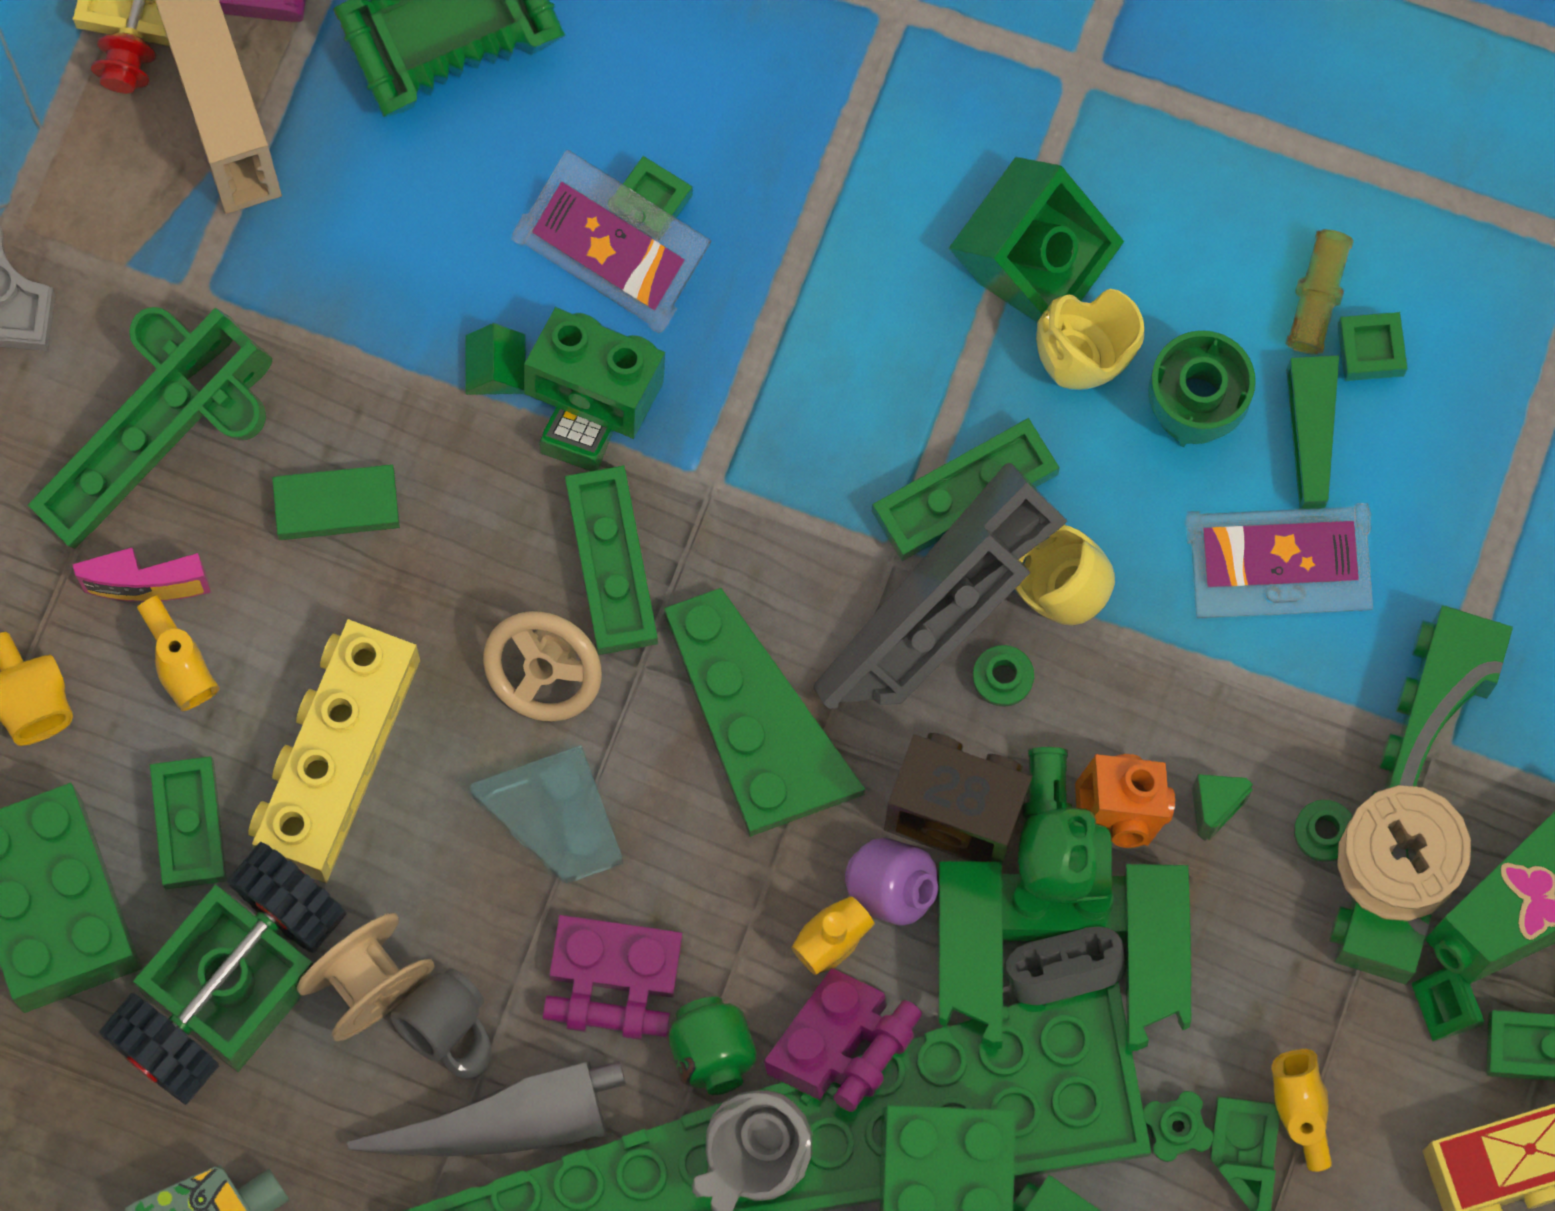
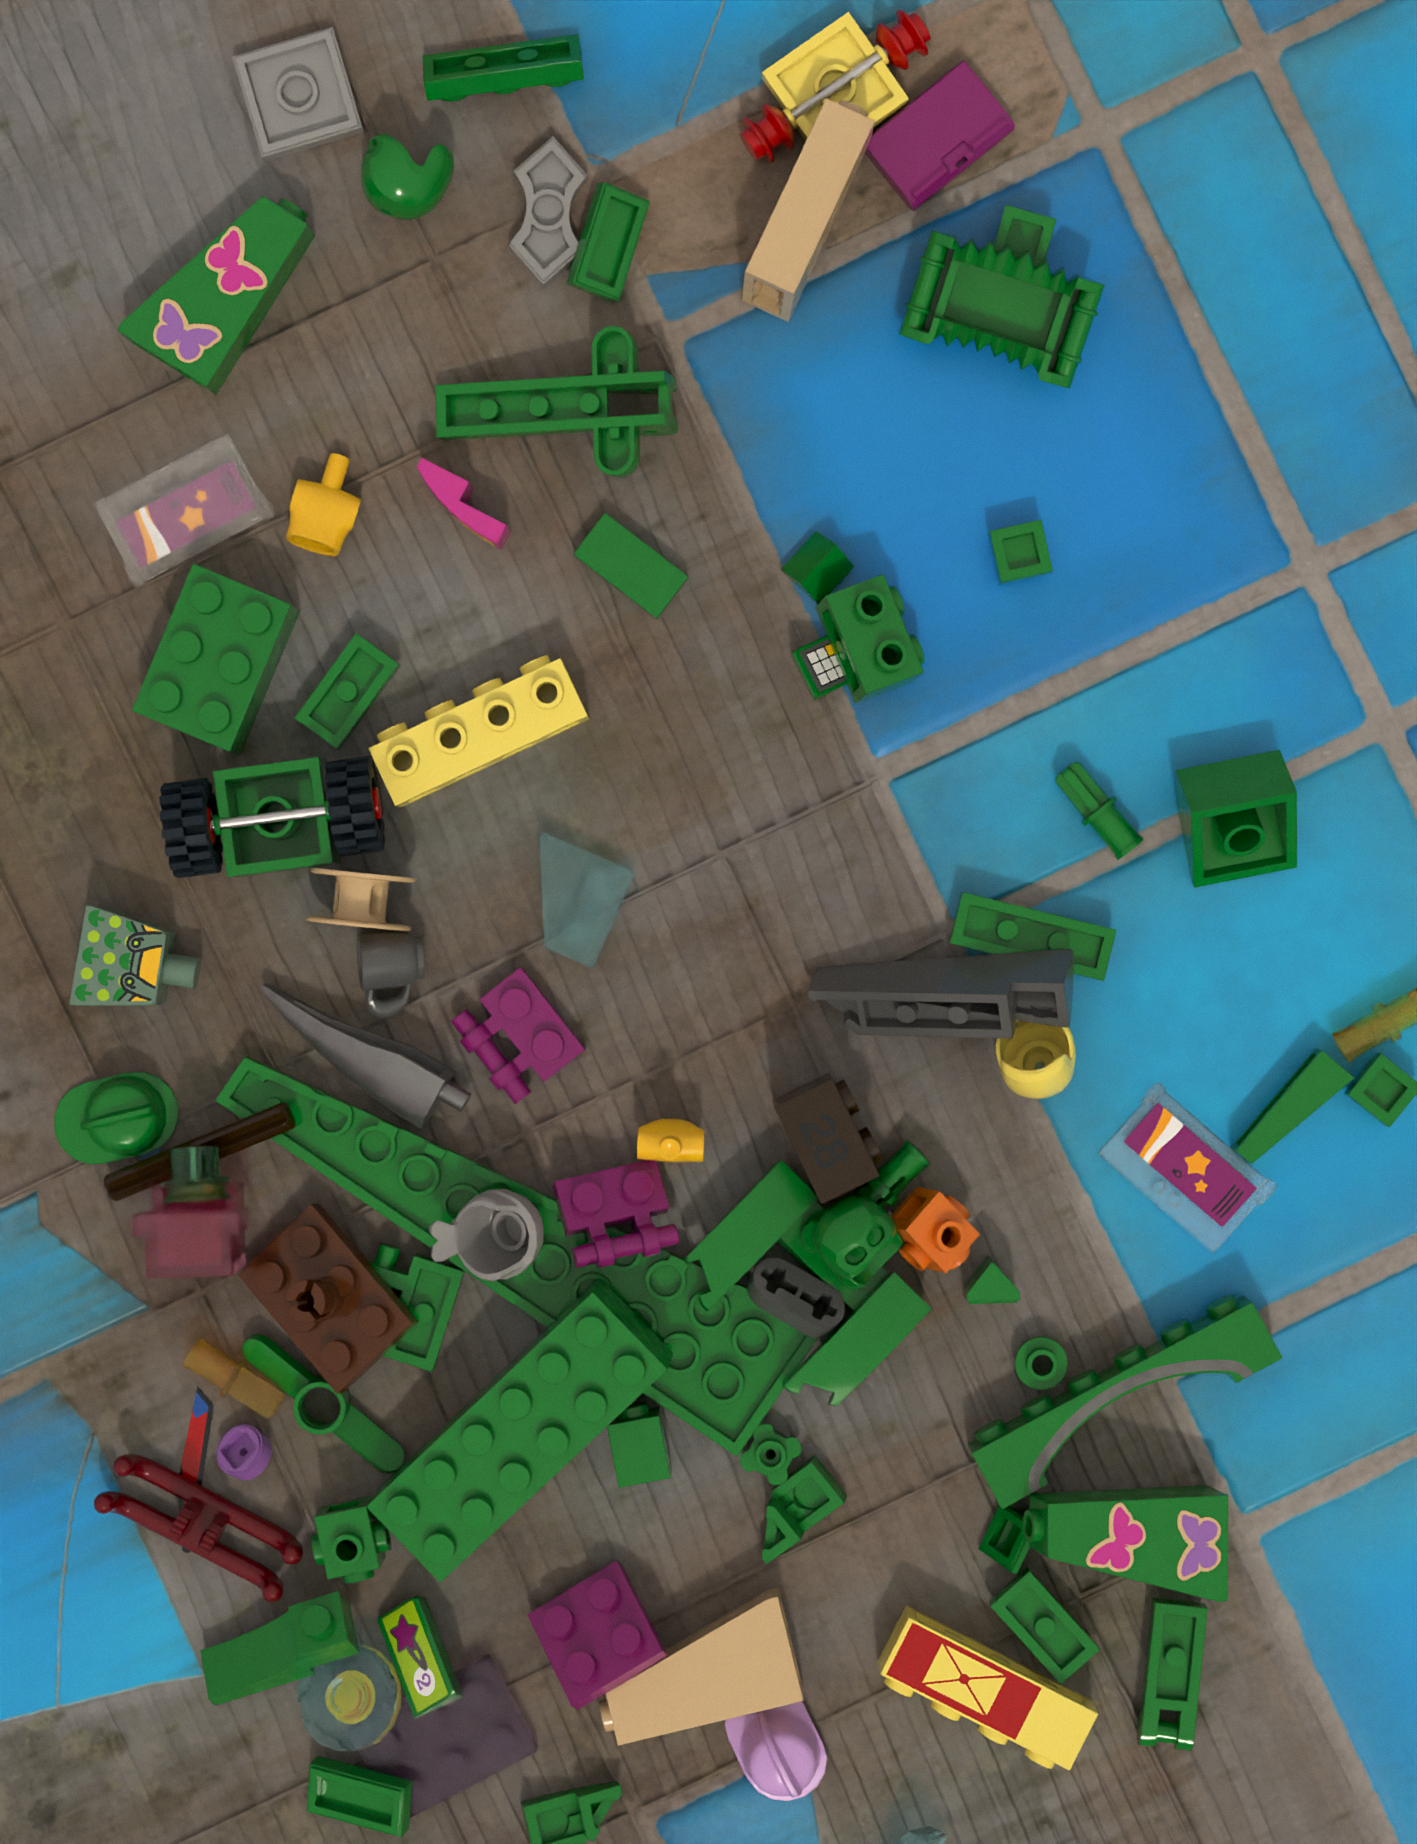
camera: 45 degrees right, 15 degrees up
(68, 263) = (608, 242): none -> green tile
(177, 658) = (427, 593): yellow piece -> none
(554, 641) = (664, 799): tan piece -> none
(596, 234) = (962, 557): door -> none
(611, 560) = (766, 770): green plate -> none
(711, 1045) = (534, 1138): green head -> none
(762, 730) = (758, 963): green wing -> none
(892, 880) = (740, 1143): medium lavender head -> none
(917, 341) = (1098, 809): none -> green axle
(1003, 693) = (922, 1072): green plate -> none
(1091, 341) = (1205, 916): light yellow helmet -> none
(1211, 359) = (1271, 1025): green piece -> none
(1303, 1104) = (856, 1516): yellow piece -> none
(1406, 819) = (1087, 1460): tan piece -> none

